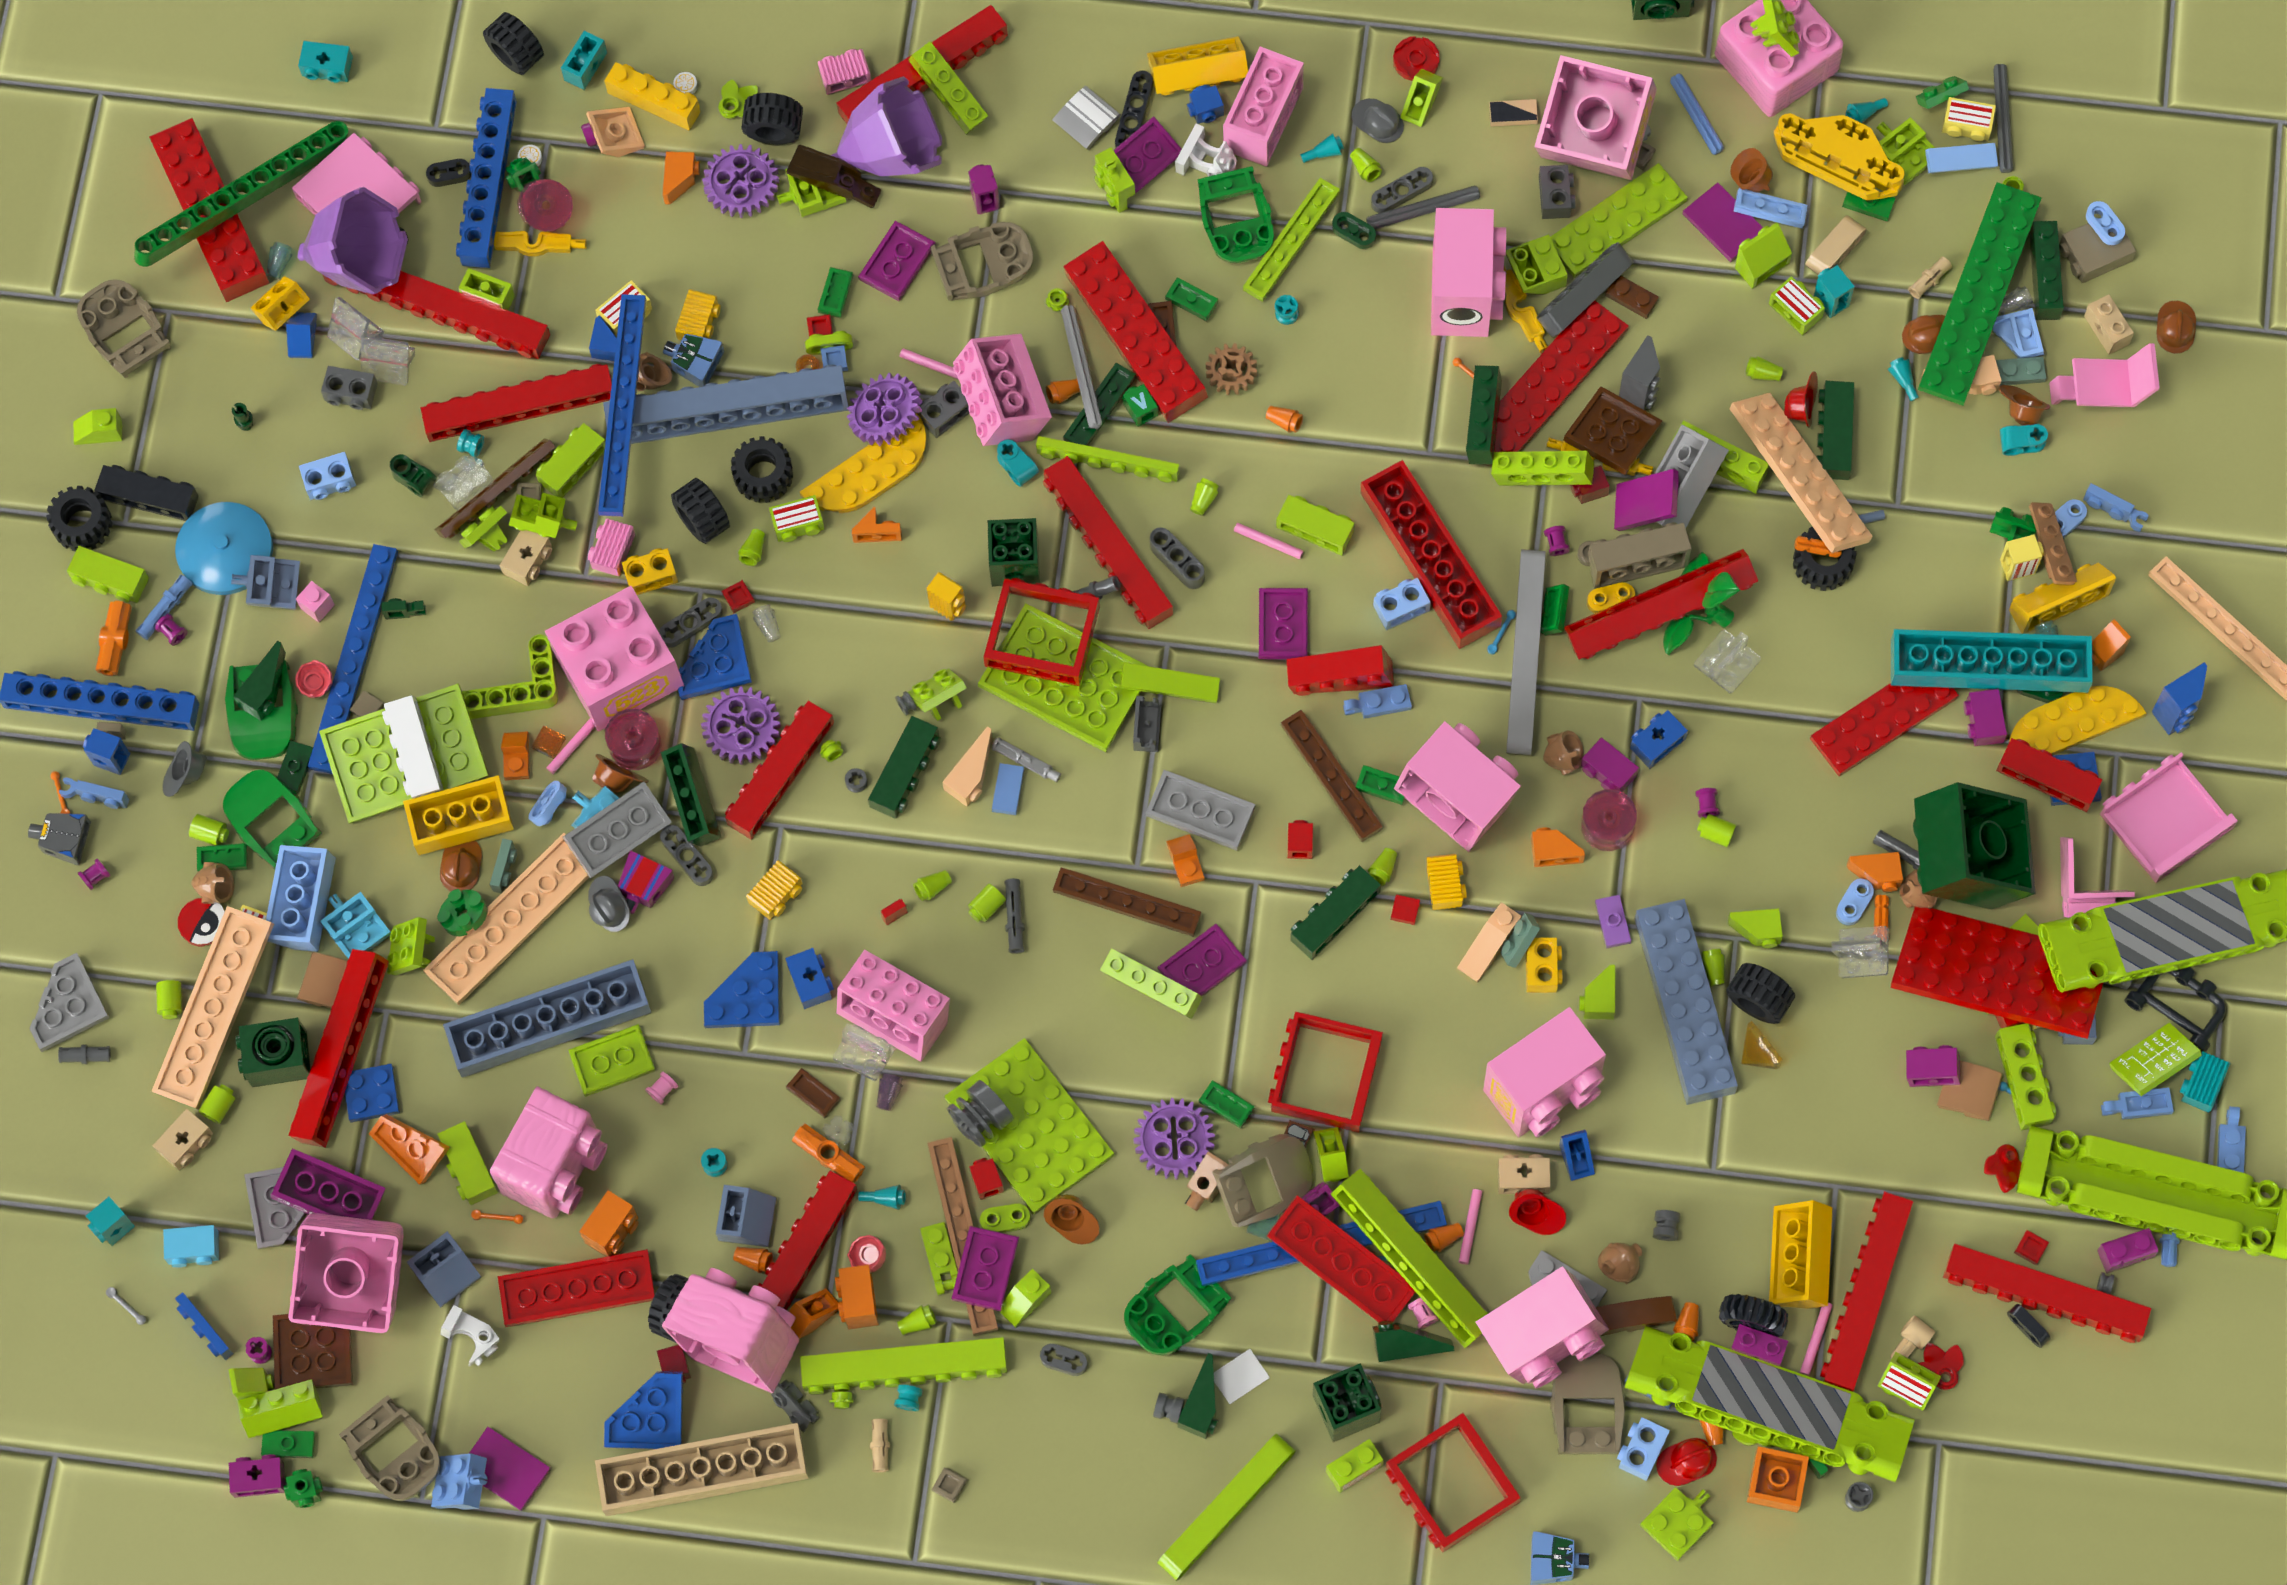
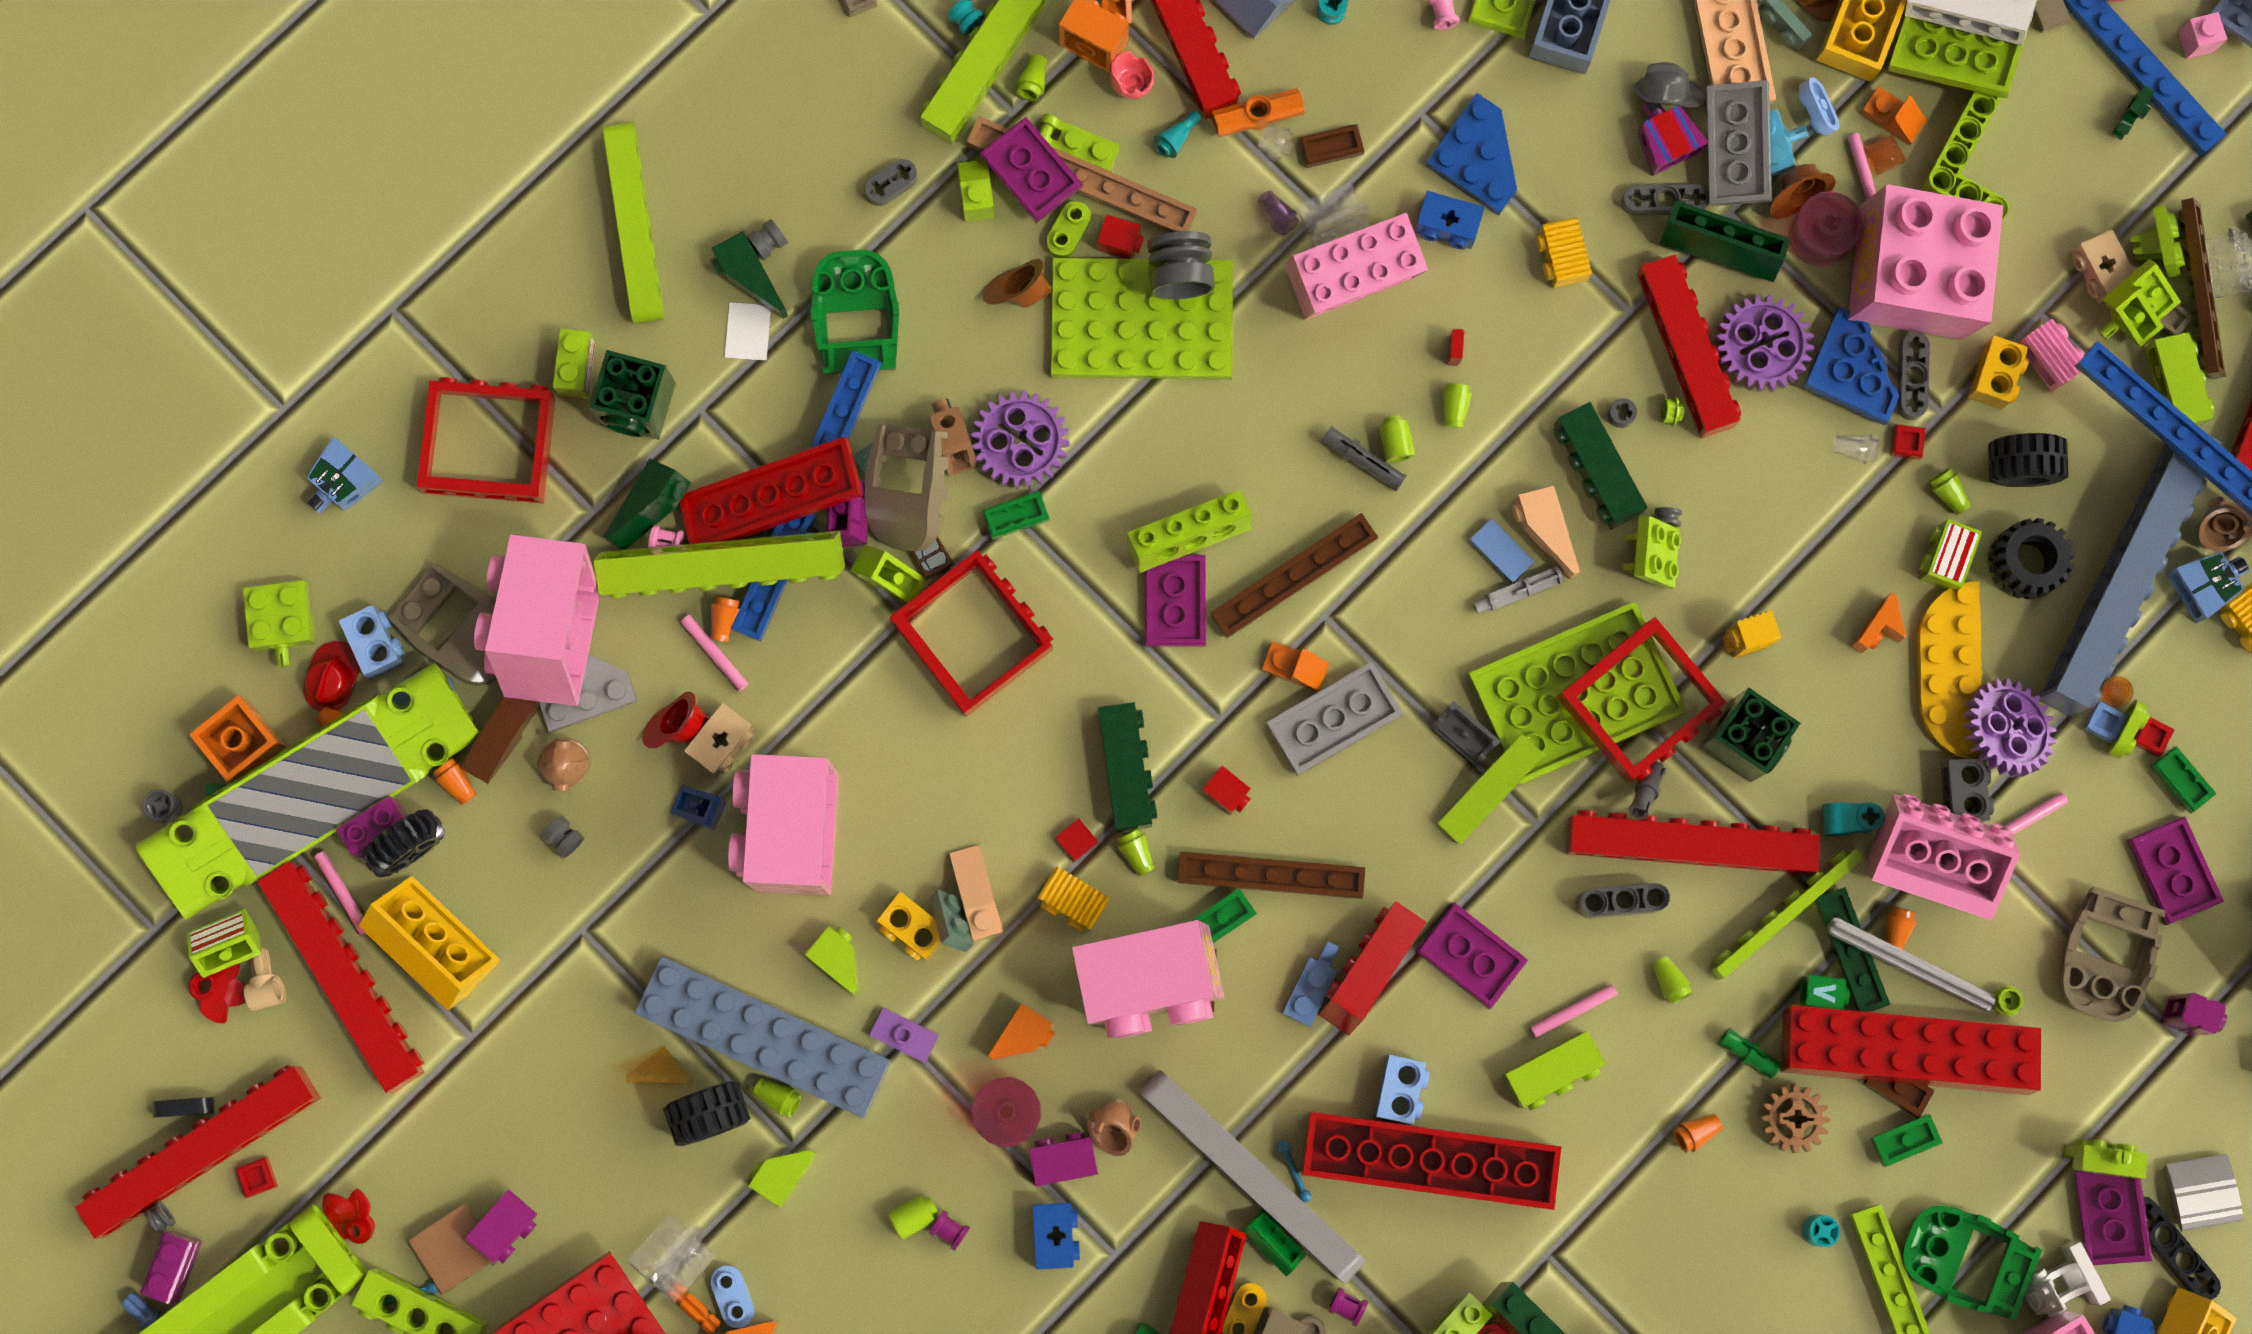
camera: 120 degrees right, 10 degrees up
(1211, 422) = (1750, 1053): none -> green pin

